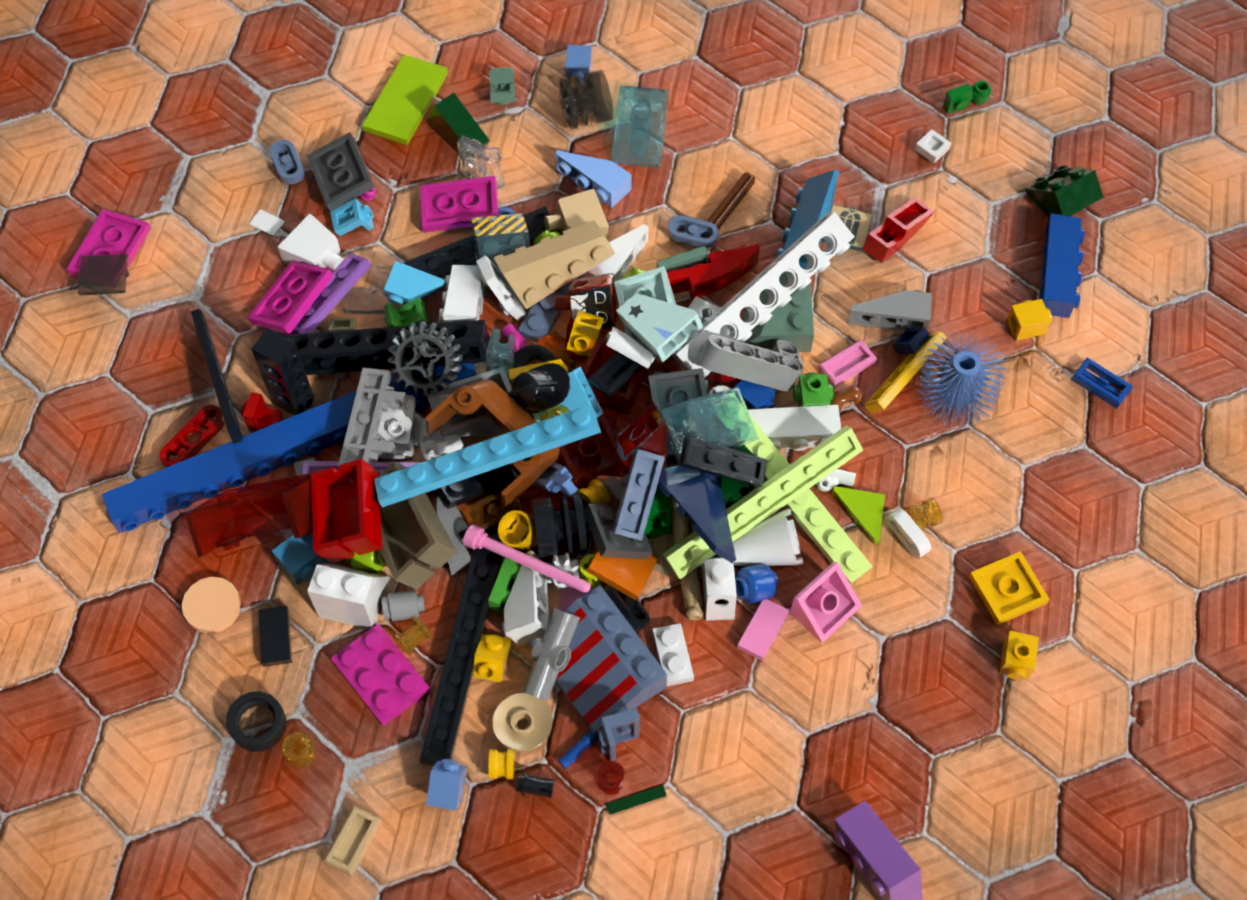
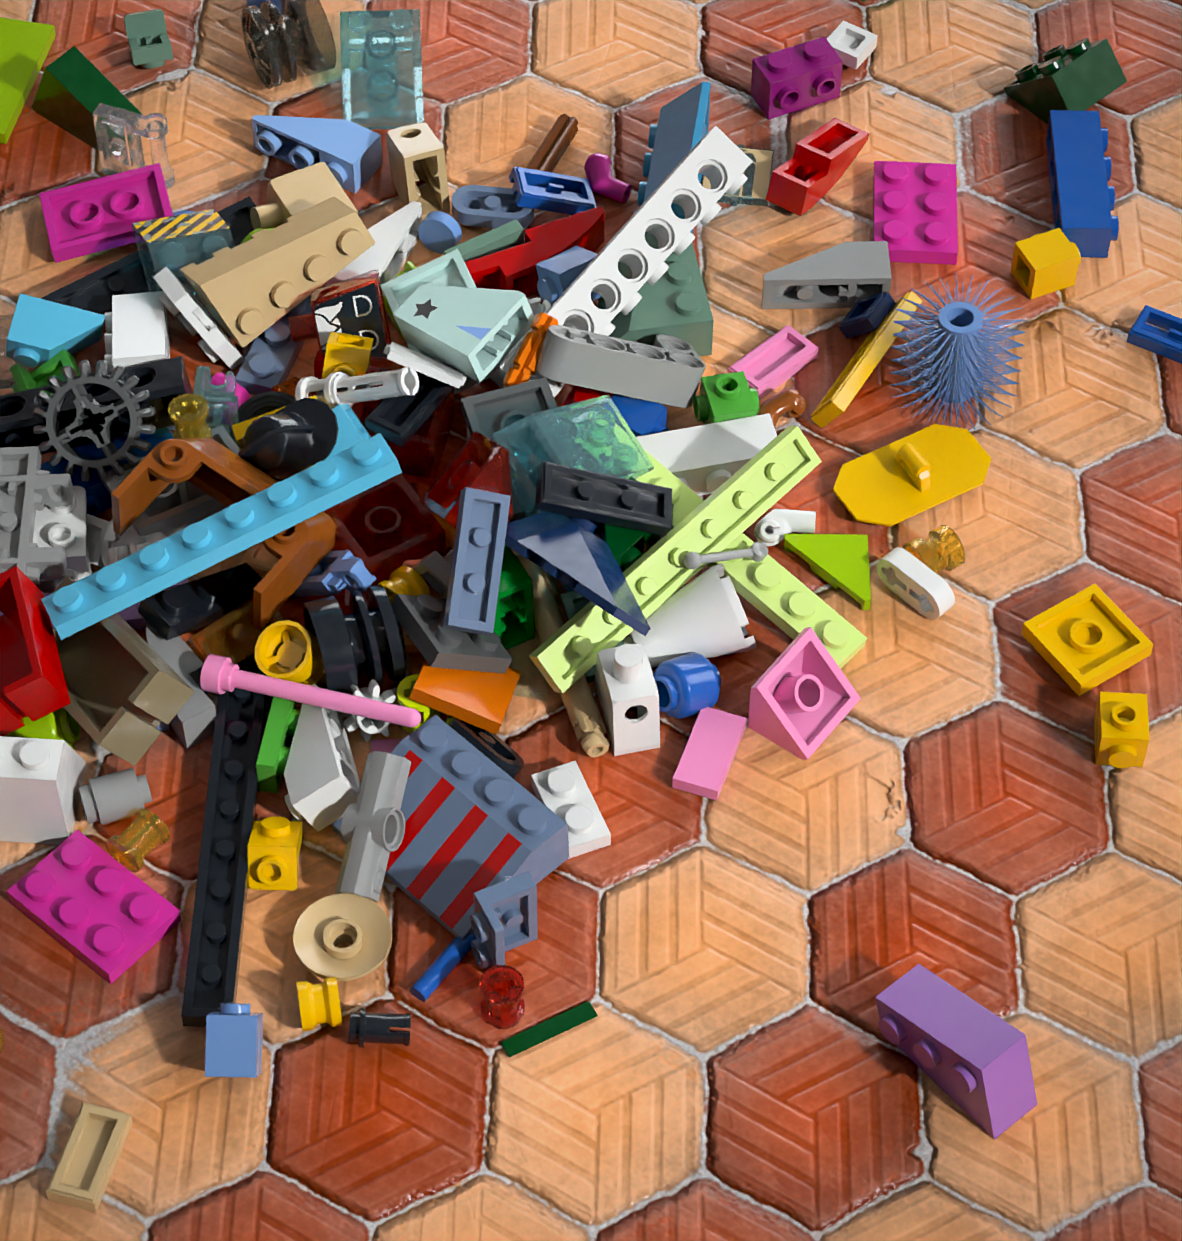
camera: 10 degrees left, 10 degrees down
(482, 364) = (189, 416): none -> clear yellow bush
(577, 355) = (394, 382): none -> white pin
(650, 189) = (418, 155): none -> tan torso
(657, 245) = (439, 231): none -> medium blue tile
(695, 348) = (529, 351): none -> orange axle
(727, 286) = (560, 271): none -> medium blue brick
(731, 230) = (551, 191): none -> blue tile
(763, 222) = (601, 180): none -> dark pink arm
(813, 502) = (756, 552): none -> light grey hinge
(895, 166) = (796, 77): none -> magenta brick
(920, 456) = (912, 475): none -> yellow shield
(954, 269) = (916, 211): none -> dark pink plate

